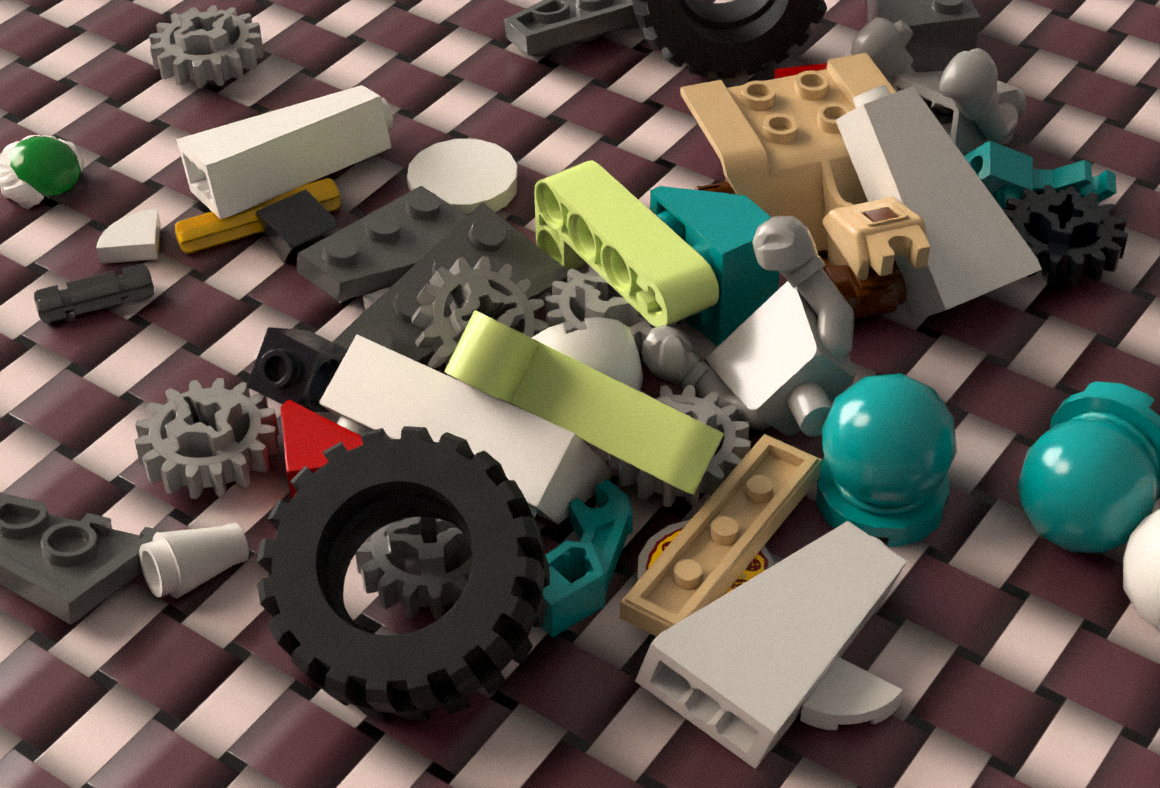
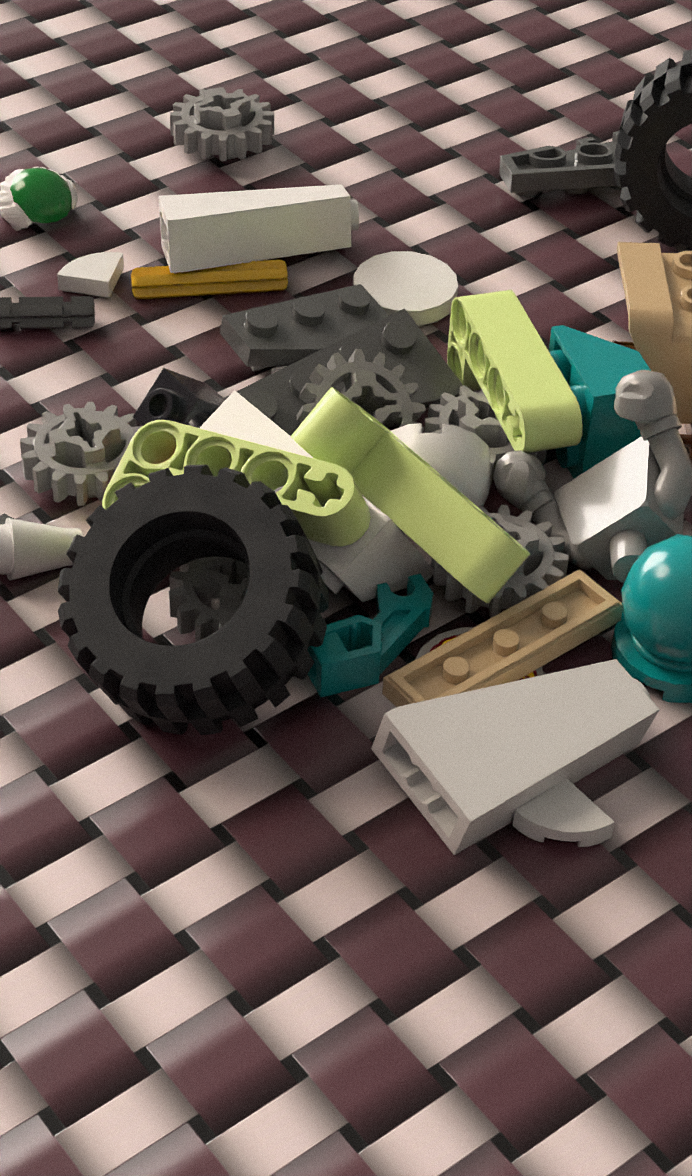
camera: 15 degrees right, 0 degrees up
(296, 224) = (236, 290): black slope -> none
(361, 410) = (315, 490): none -> yellowish green beam

